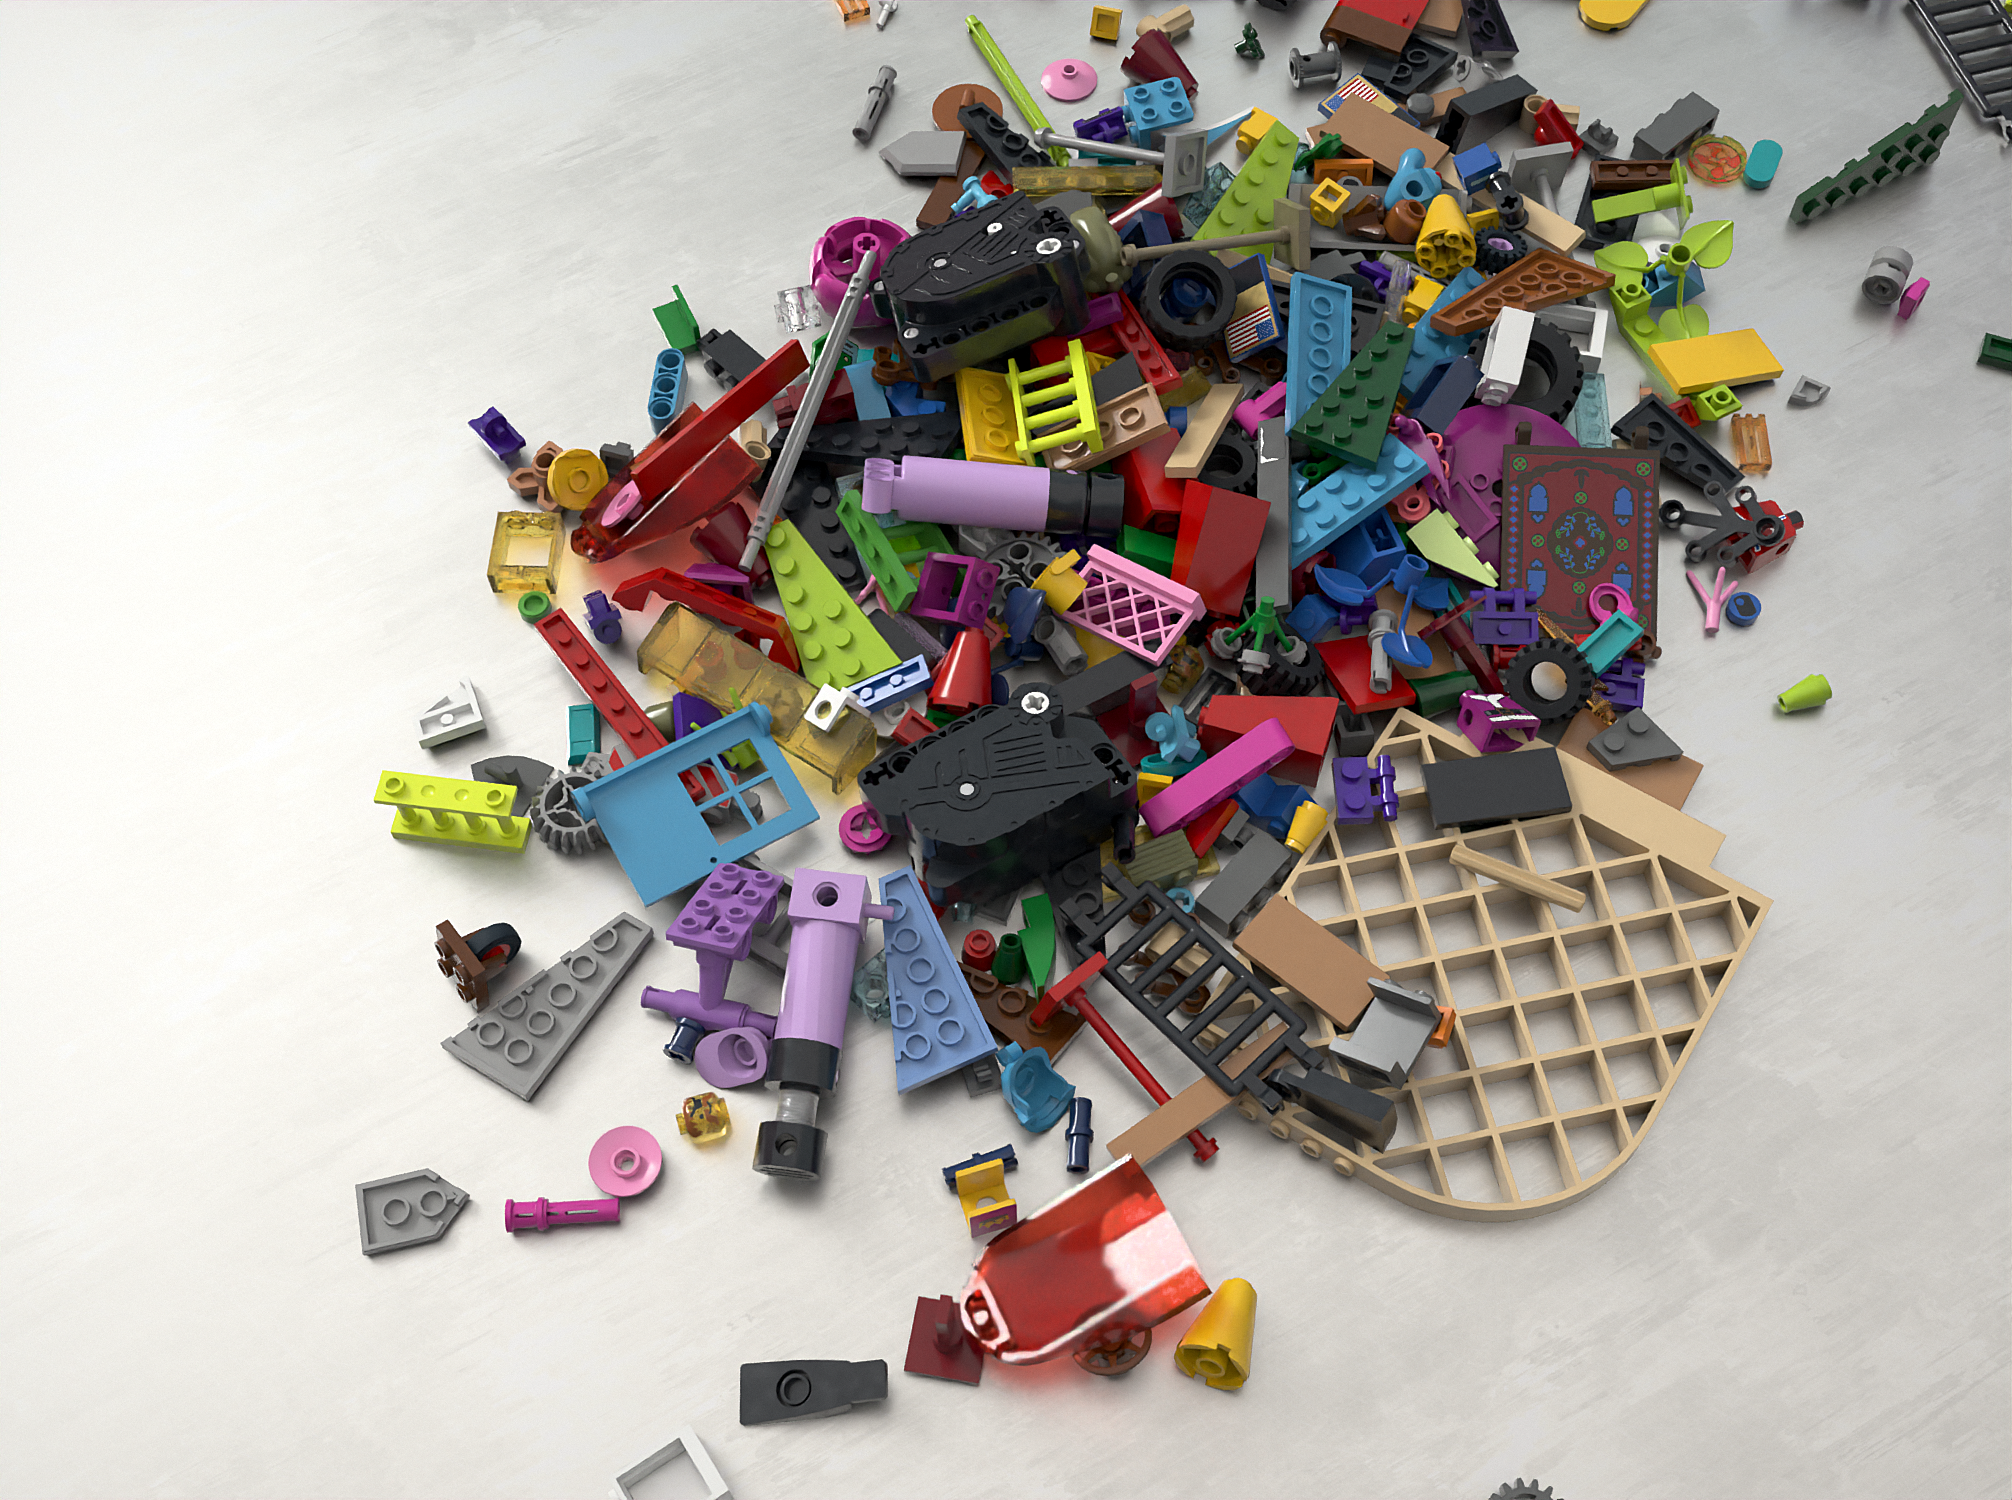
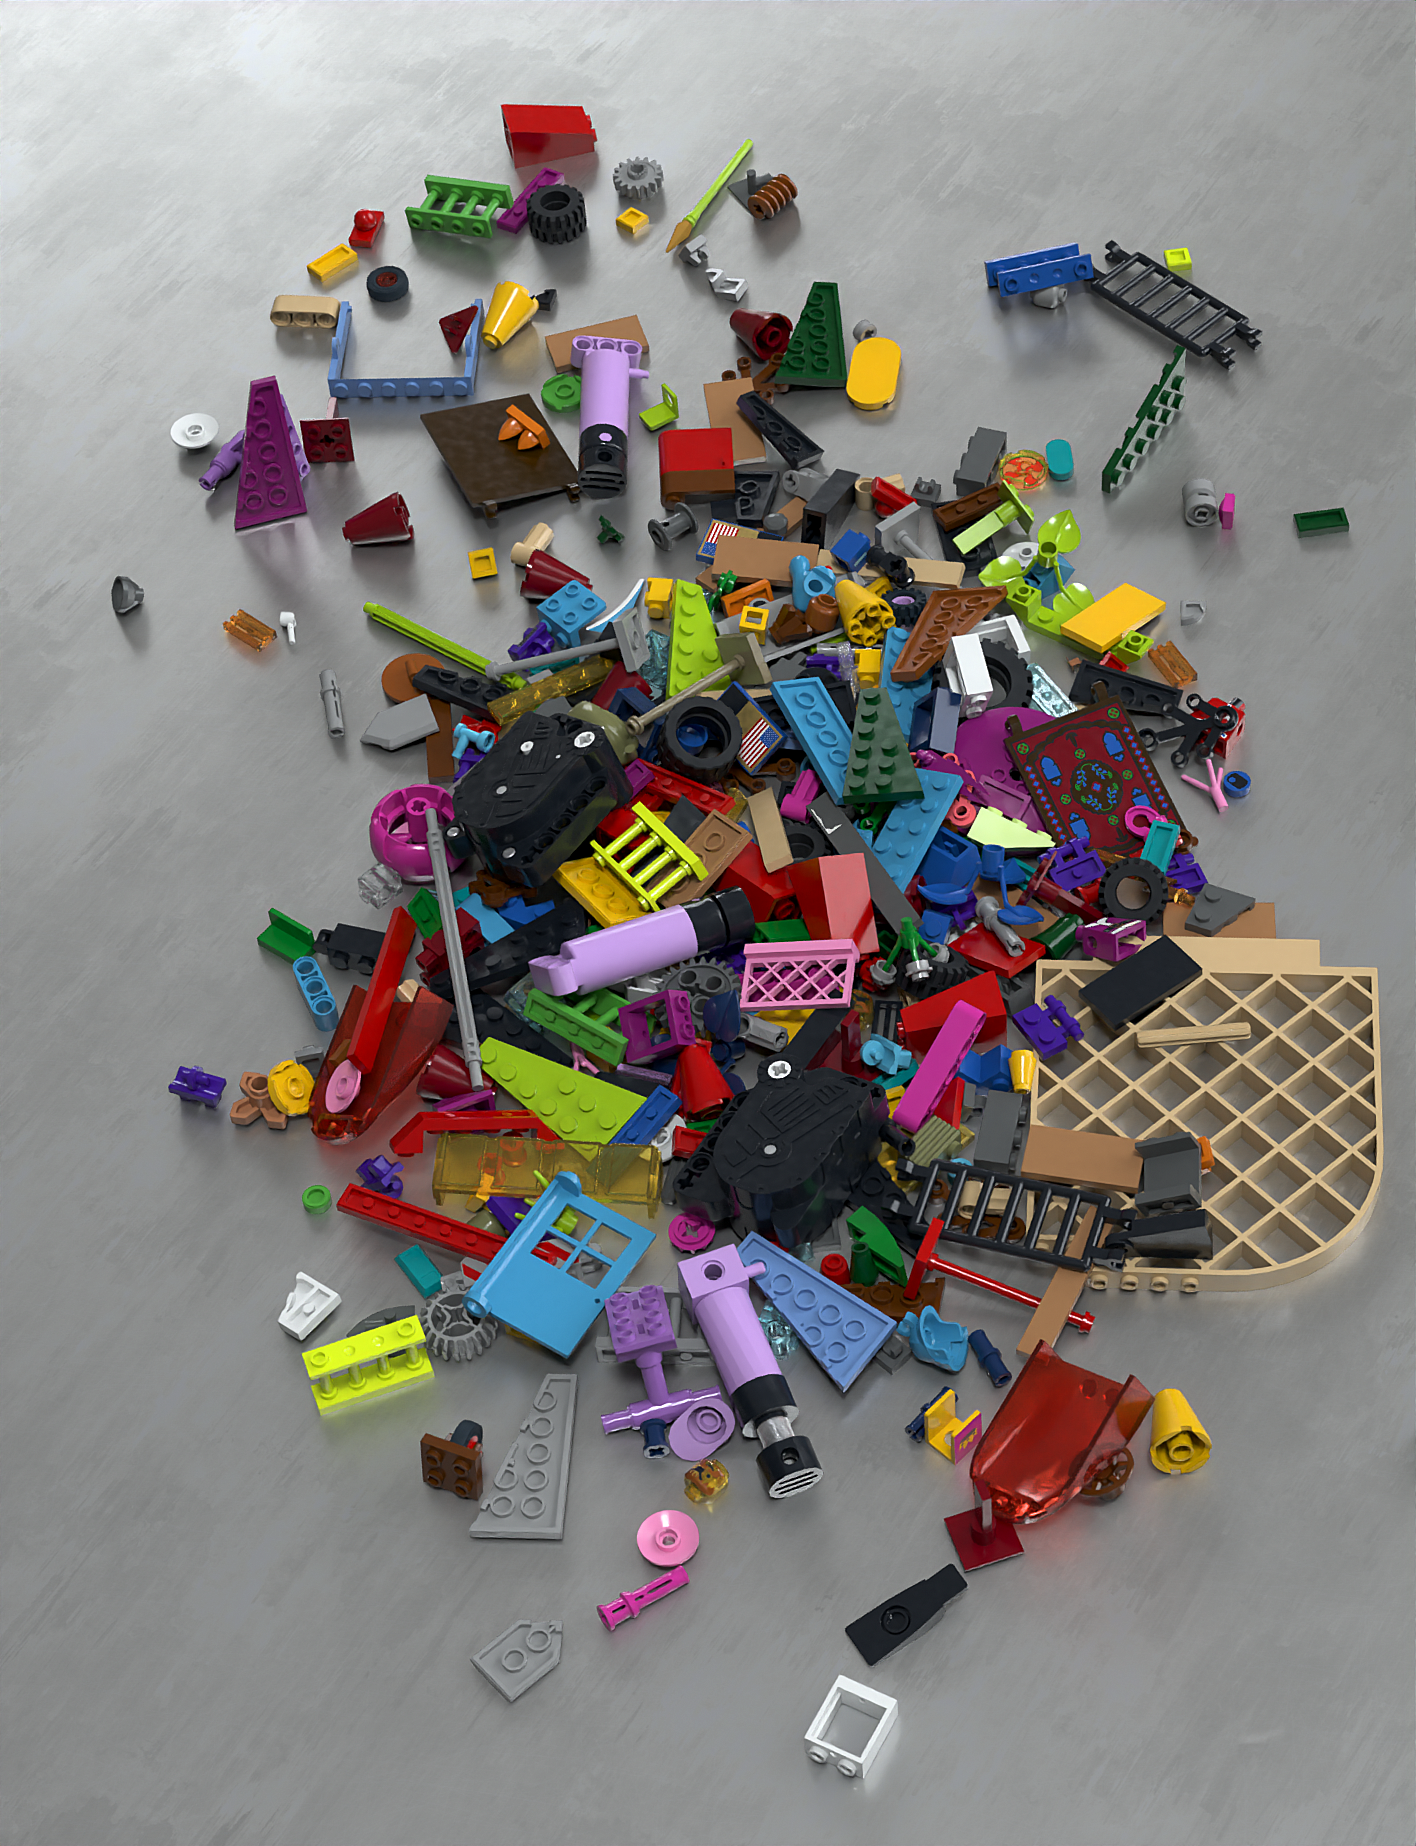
camera: 25 degrees left, 10 degrees down
(526, 578) = (291, 1182): clear yellow window -> none
(838, 701) = (621, 1140): white bracket -> none
(1061, 582) = (740, 978): yellow piece -> none
(1069, 80) = (478, 620): bright pink dish -> none
(1807, 693) = (1316, 821): lime cone -> none

